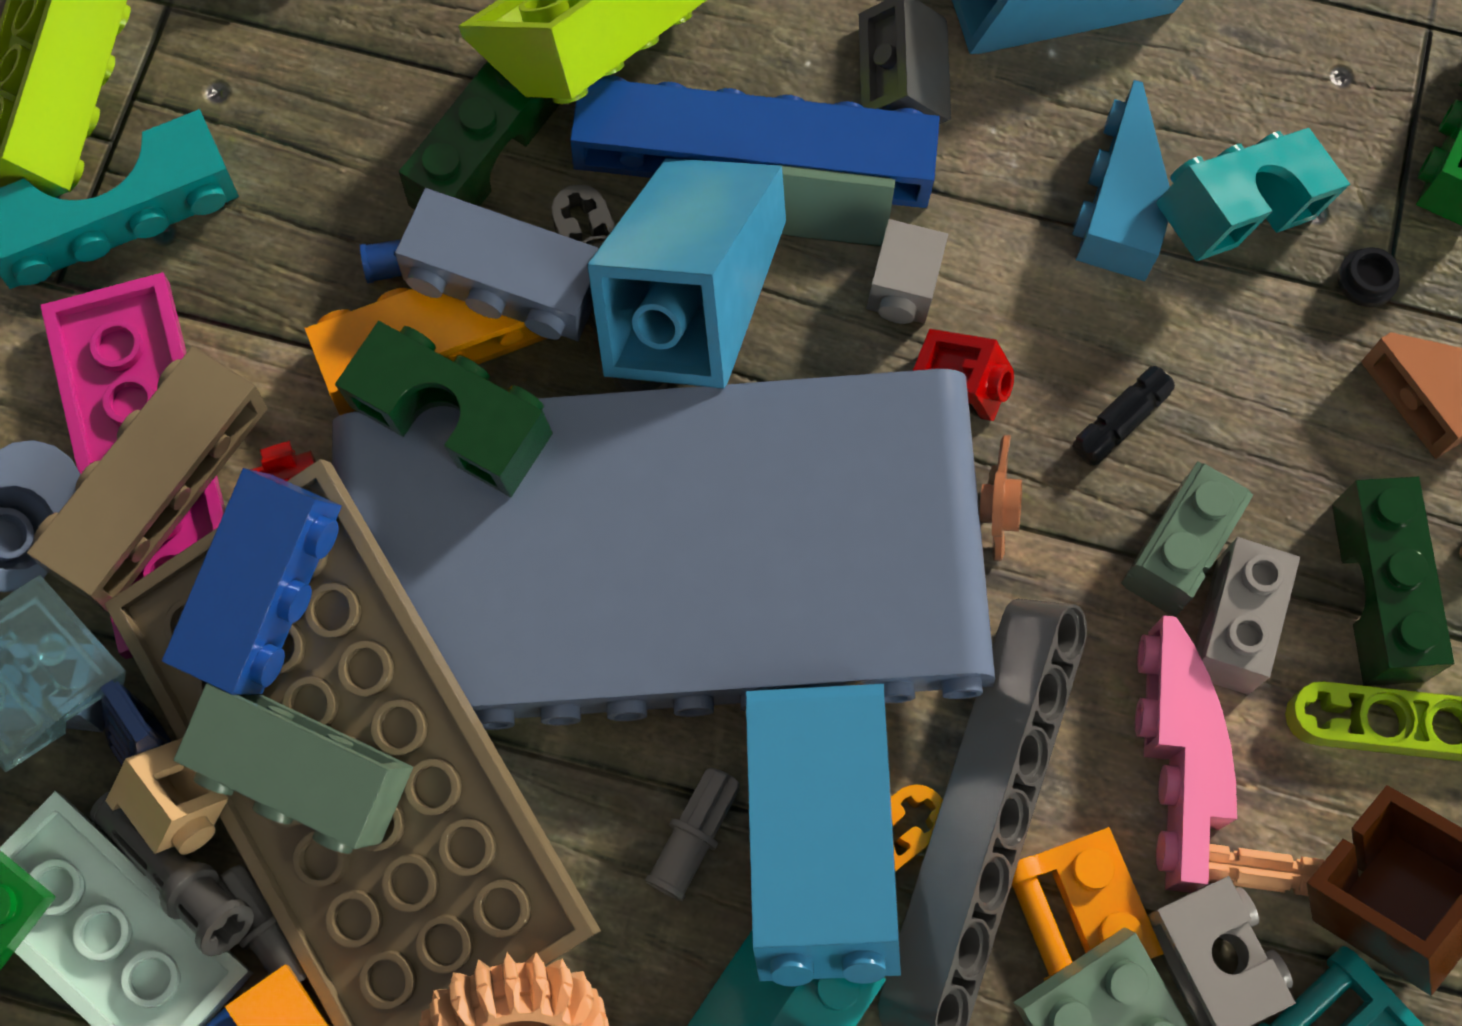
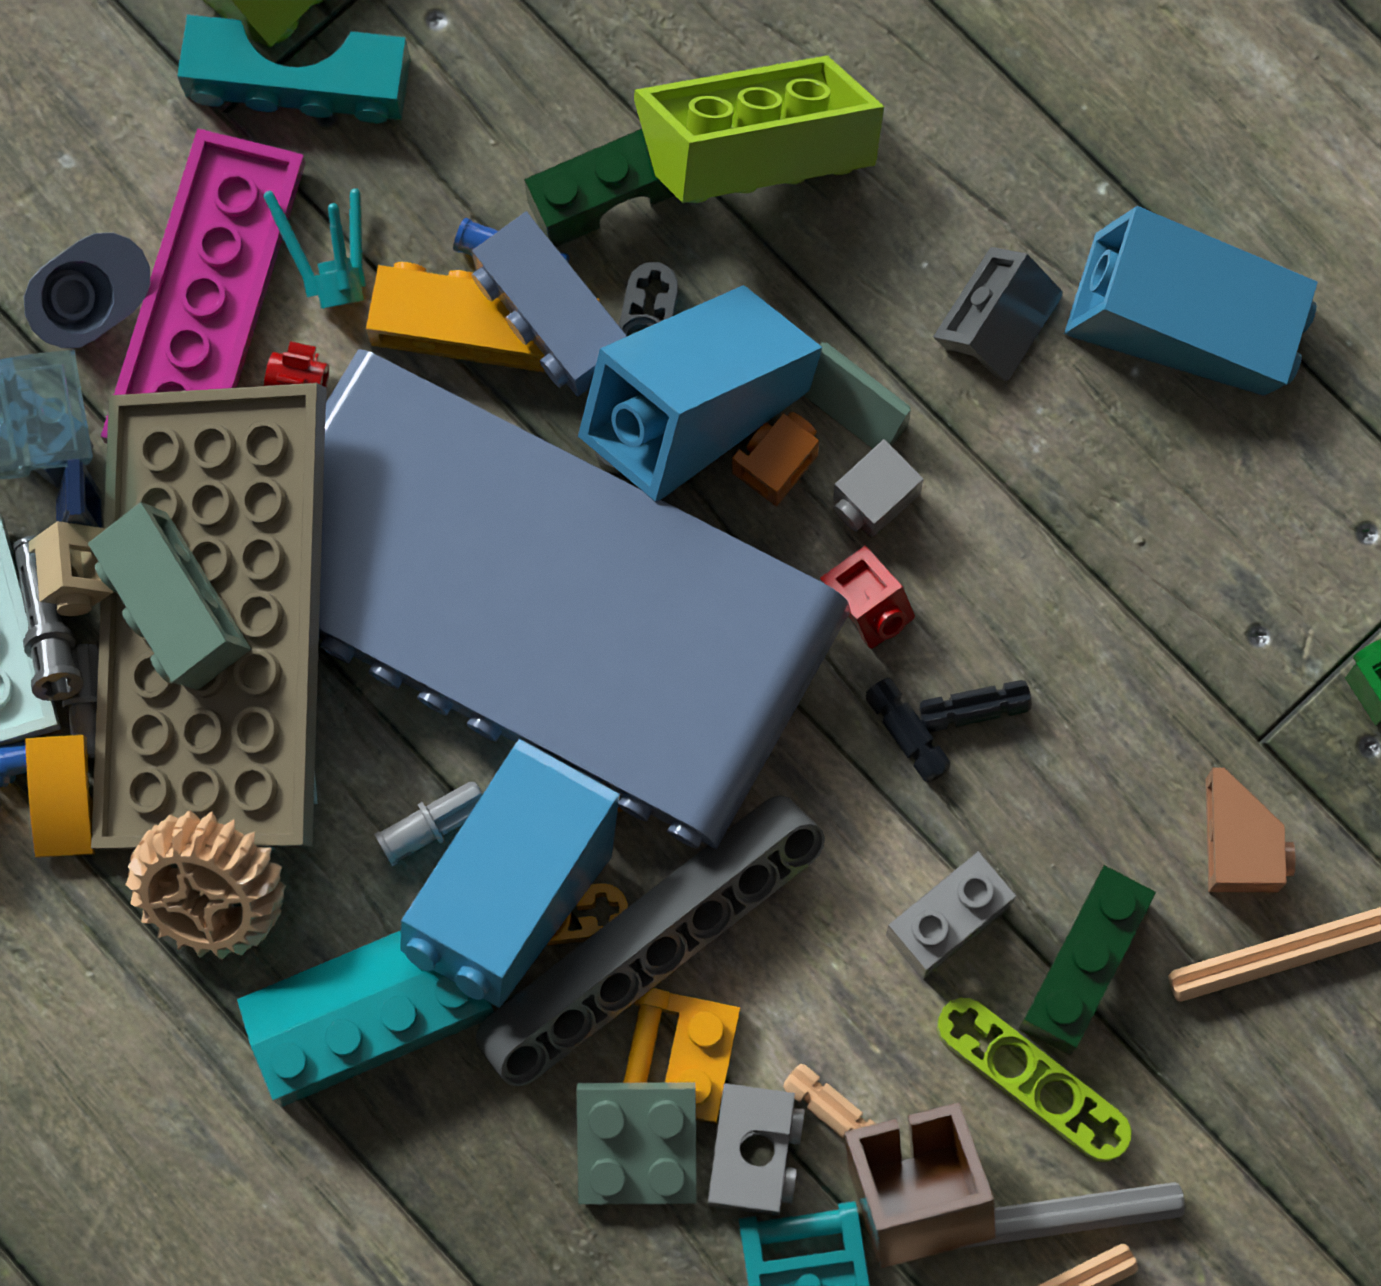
camera: 40 degrees right, 5 degrees up
(148, 477) = (195, 316): dark tan brick -> none
(253, 584) = (216, 448): blue brick -> none
(271, 365) = (340, 279): none -> teal plant
(402, 376) = (419, 352): dark green arch -> none
(638, 125) = (816, 295): blue brick -> none
(796, 296) = (777, 457): none -> orange brick
(1001, 501) = (815, 714): nougat plate -> none
(1079, 472) = (907, 730): none -> black axle
(1123, 223) = (1093, 541): dark azure slope -> none
(1187, 539) = (949, 830): sand green brick -> none
(1188, 728) = (846, 970): bright pink slope -> none
(1229, 196) = (1237, 588): teal arch -> none
(1369, 277) = (1257, 714): black plate -> none

